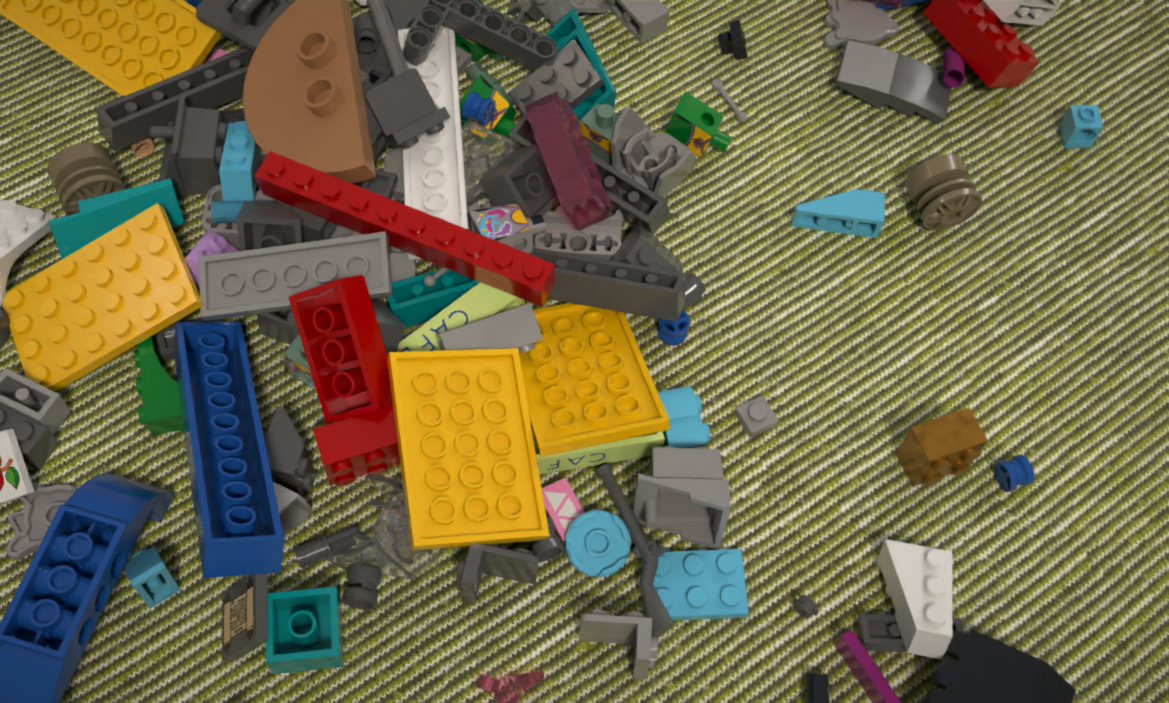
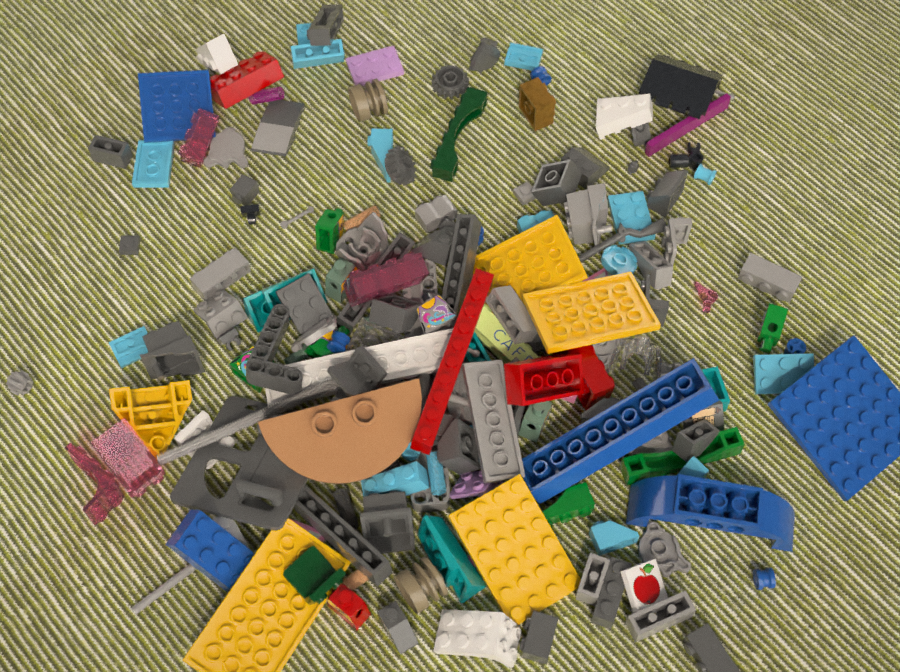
camera: 90 degrees left, 0 degrees up
(34, 161) = (397, 627): none -> slope
(81, 100) = (347, 604): none -> red torso
(93, 443) = (611, 536): none -> medium azure slope
(133, 62) = (313, 576): none -> dark green bracket
(198, 617) = (648, 465): none -> green arch
(208, 596) = (694, 439): none -> dark grey slope
(502, 86) = (314, 333): none -> light grey tile
(578, 595) = (652, 263): none -> light grey slope
(719, 273) = (434, 213): none -> light grey brick
(722, 174) = (353, 223): none -> light nougat piece
(736, 650) = (667, 192): none -> dark grey slope
(761, 454) = (555, 182): none -> dark grey brick
(775, 35) = (244, 190): none -> dark grey brick
(801, 213) = (400, 166): none -> dark grey gear
(809, 518) = (589, 165): none -> dark grey slope
(939, 349) = (471, 107): none -> dark green arch
(995, 324) = (450, 81): none -> dark grey gear
(1029, 222) = (377, 64): none -> lavender plate
(1042, 135) = (309, 56): none -> medium azure brick
(1051, 377) = (485, 56): none -> dark grey hair
(1062, 452) = (523, 56): none -> medium azure plate
(1097, 142) = (325, 25): none -> dark grey brick

